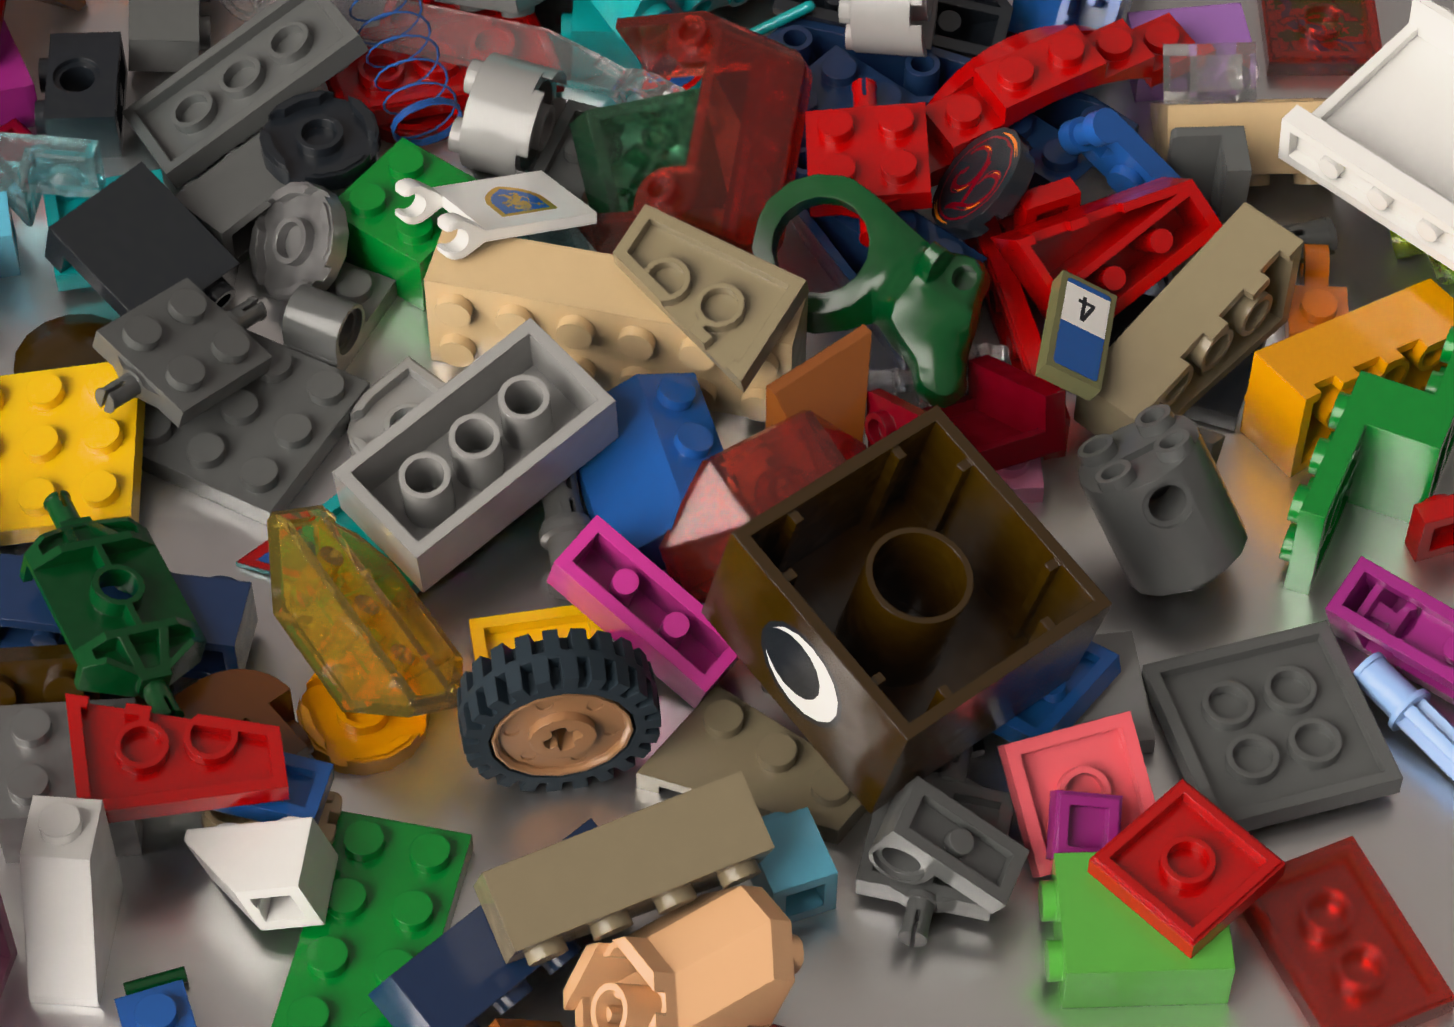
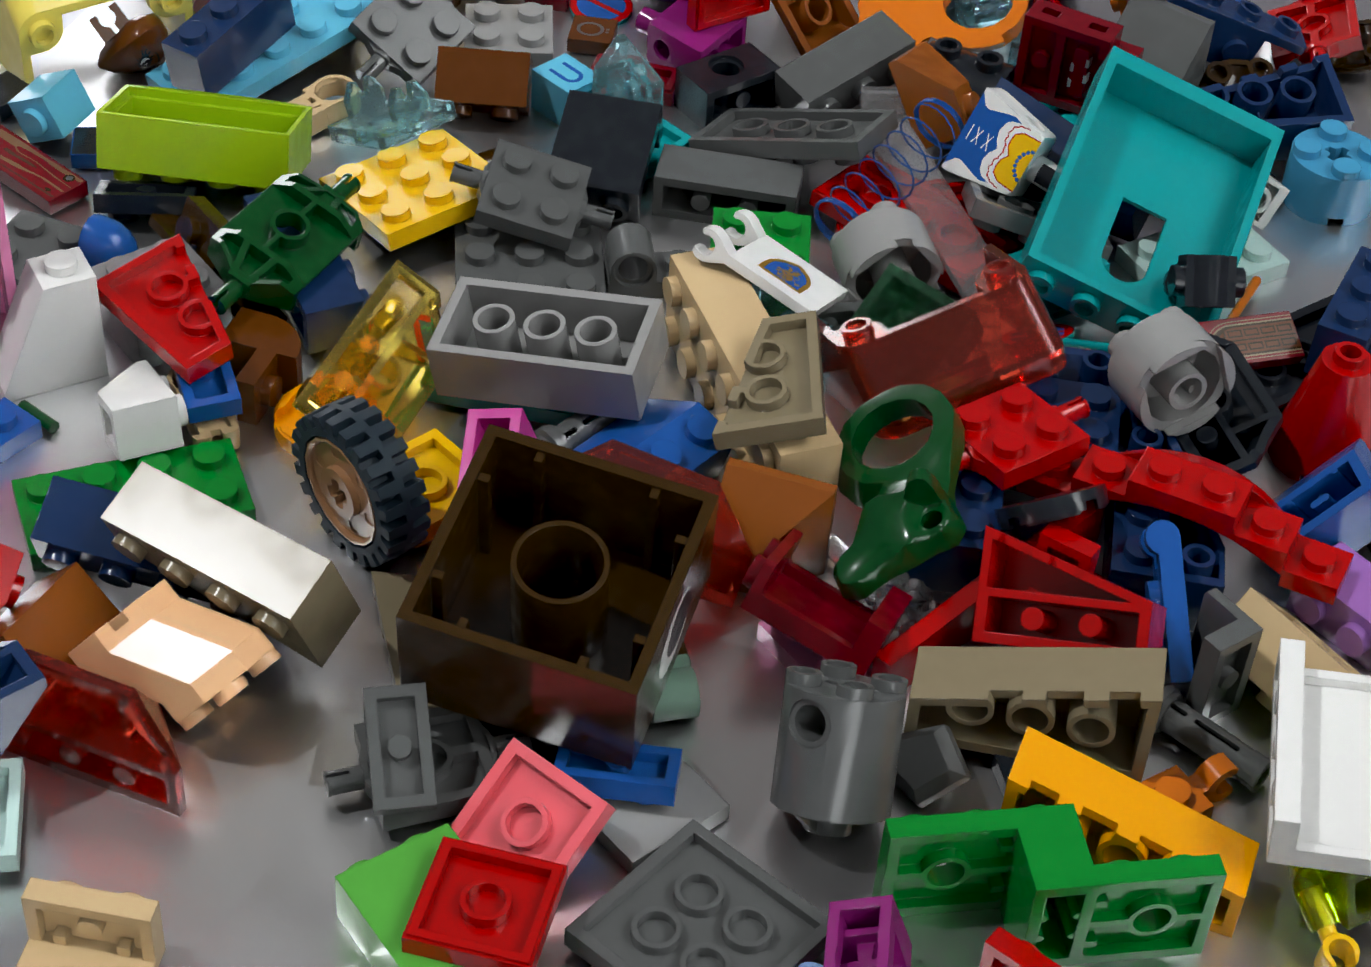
camera: 55 degrees right, 10 degrees down
(299, 240) = (685, 214): flat silver tile -> none
(320, 140) = (771, 181): black tile -> none
(799, 868) = (333, 682): medium azure brick -> none
(1076, 335) = (945, 613): tile -> none
(1081, 821) = (495, 826): magenta tile -> none
(1210, 72) = (1317, 602): clear brick -> none

